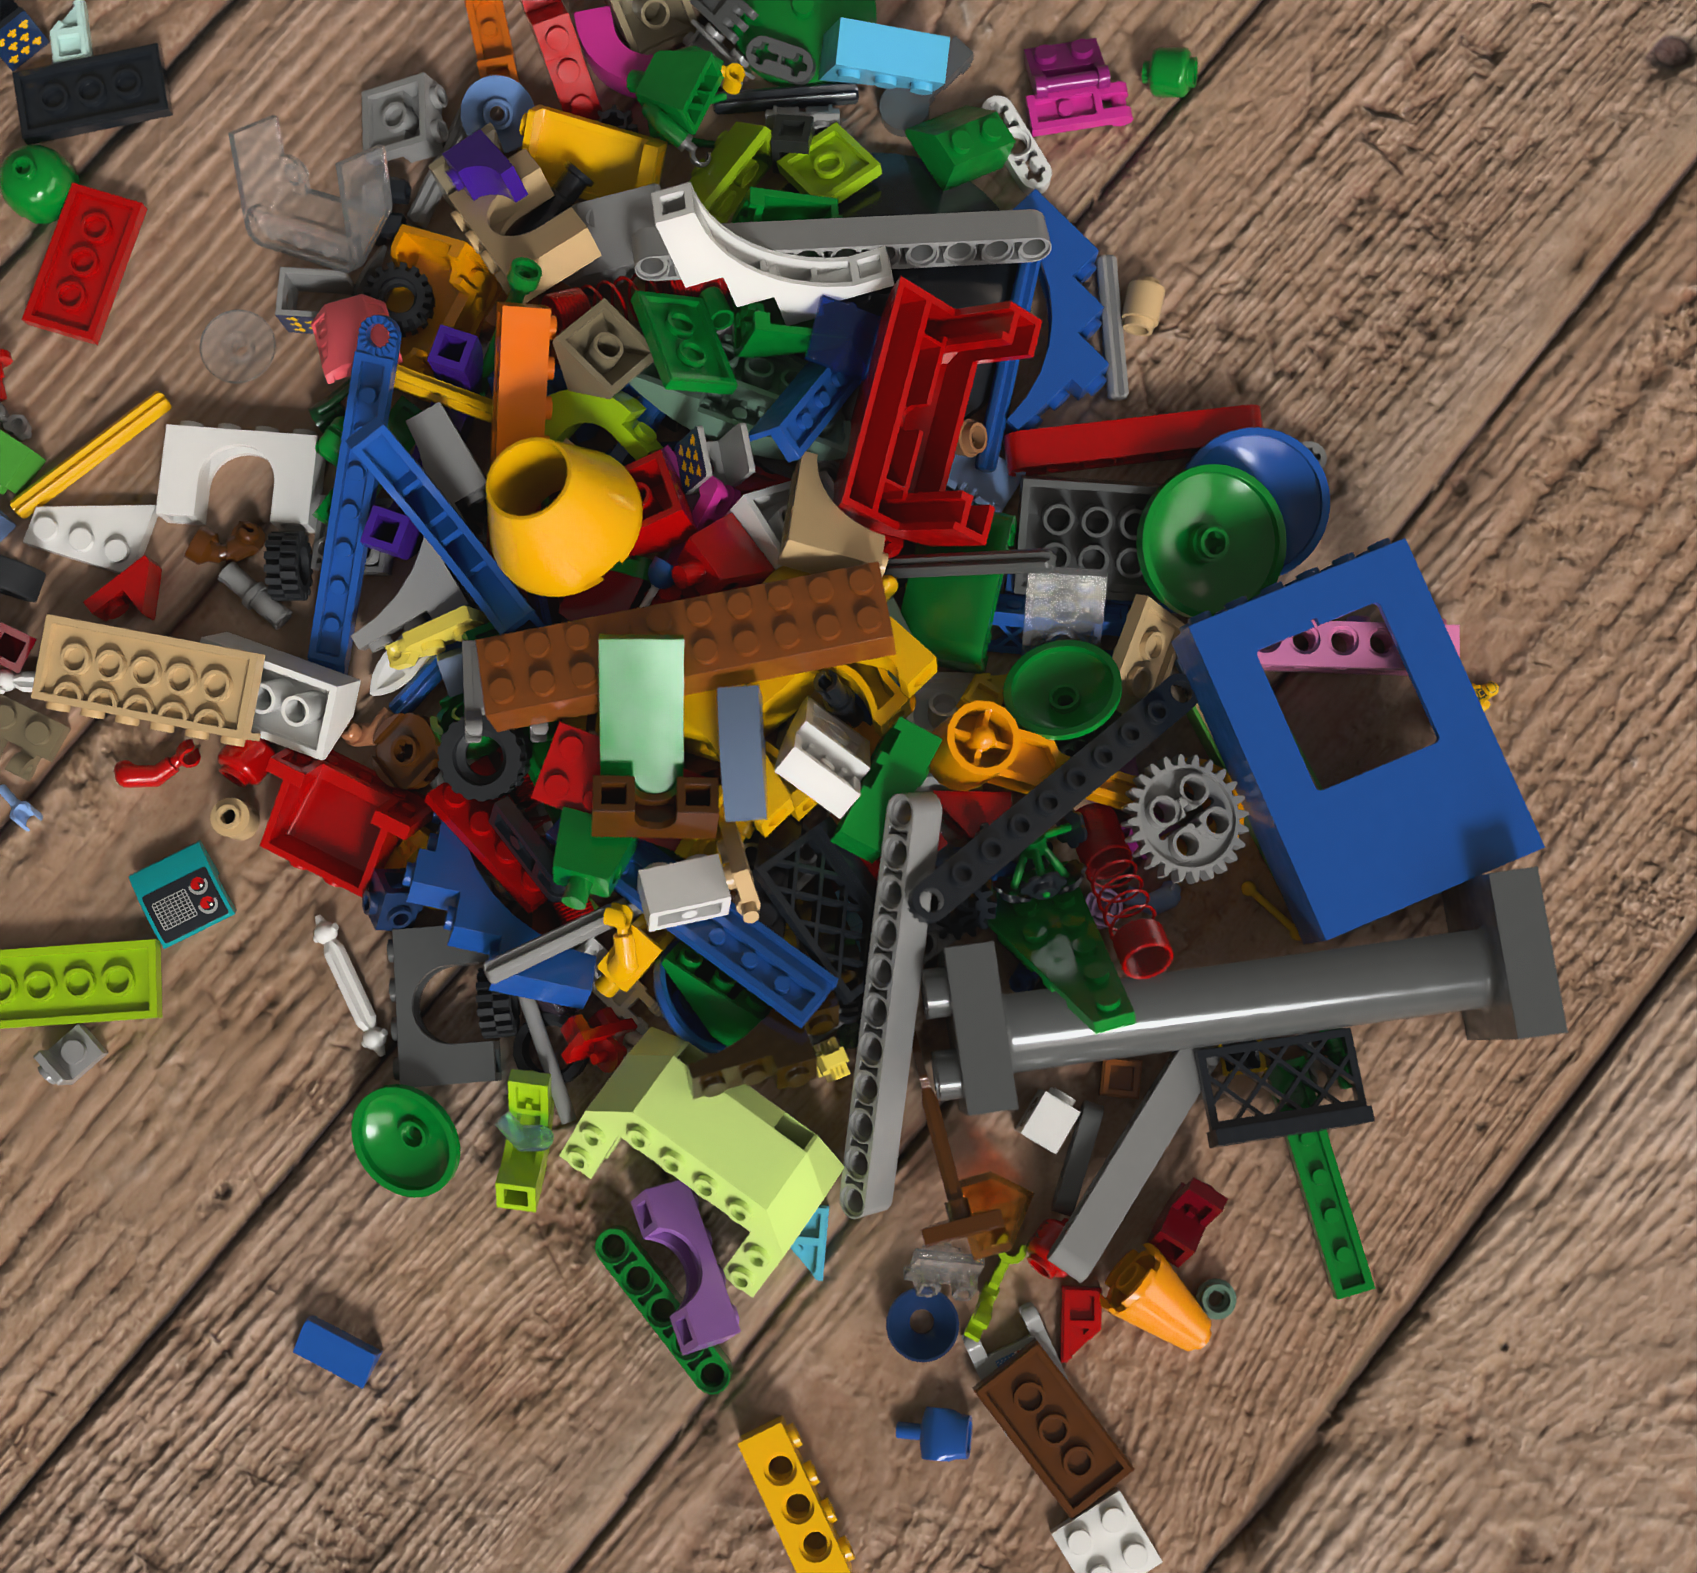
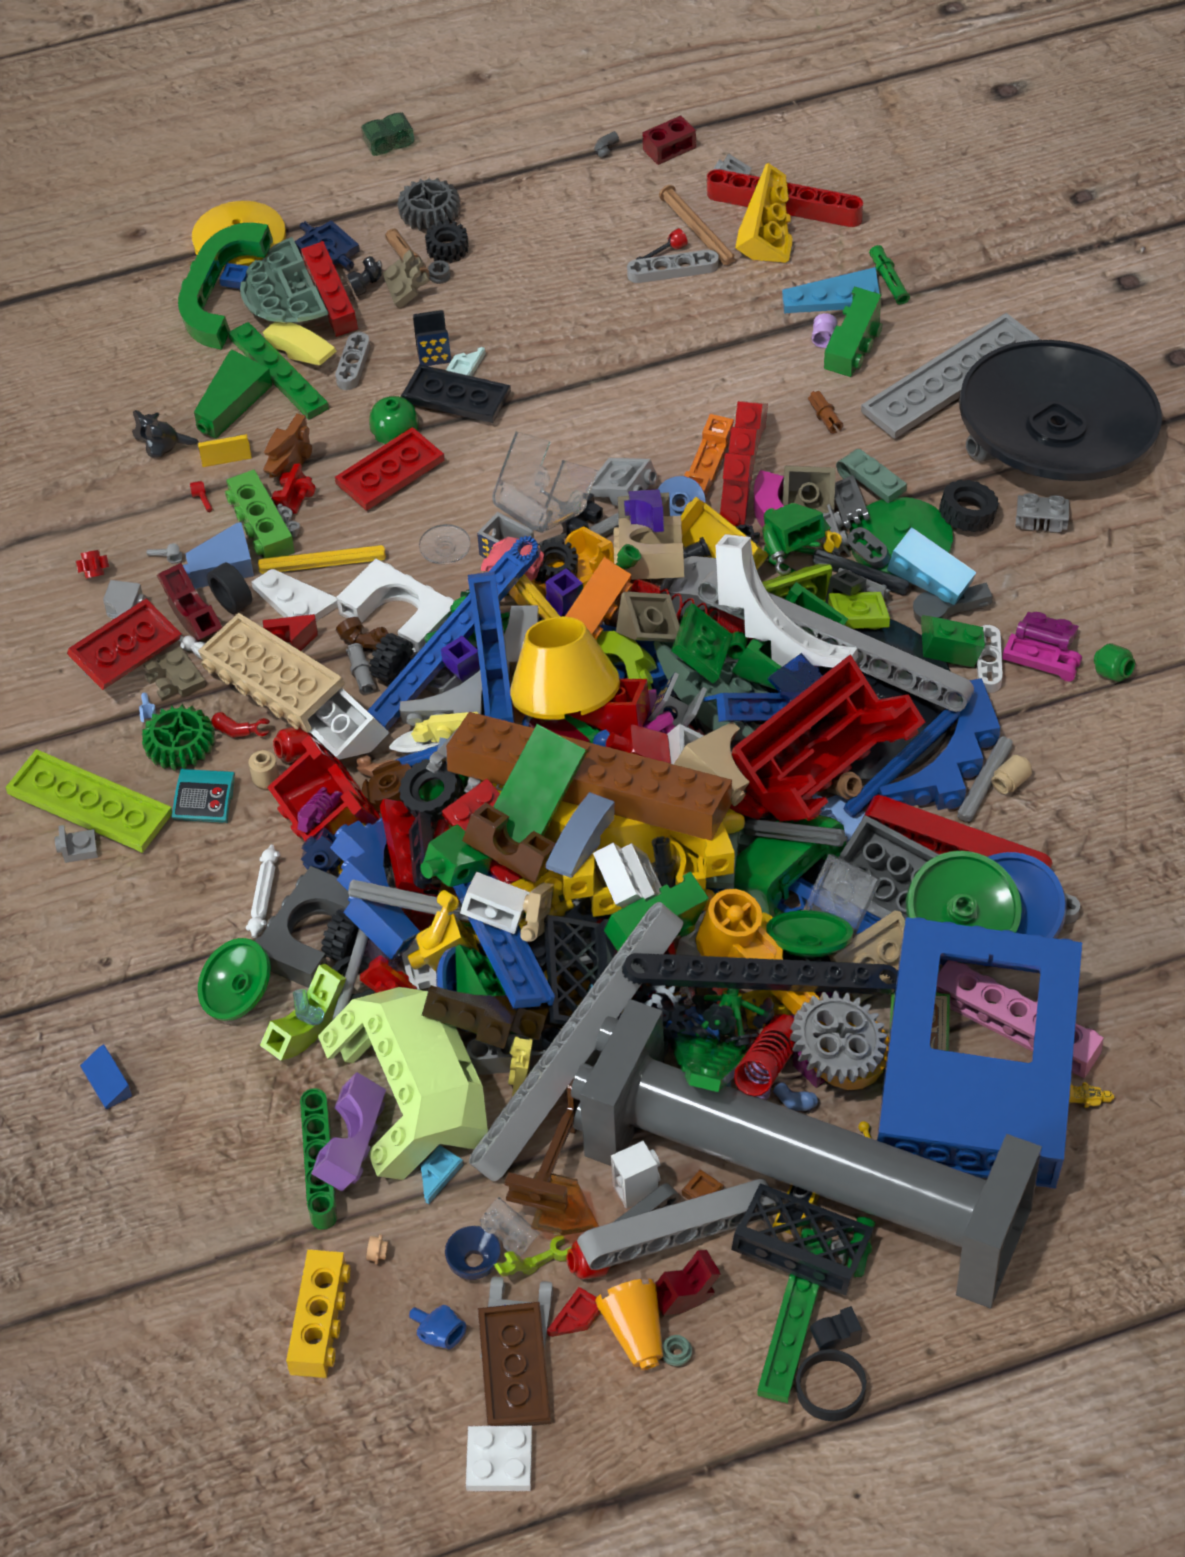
camera: 35 degrees right, 30 degrees down
(75, 806) = (178, 737): none -> green gear
(345, 842) = (317, 809): none -> magenta hinge
(807, 1380) = (376, 1249): none -> light nougat plate
(1376, 1172) = (837, 1331): none -> black leg
(1446, 1242) = (838, 1356): none -> black tyre

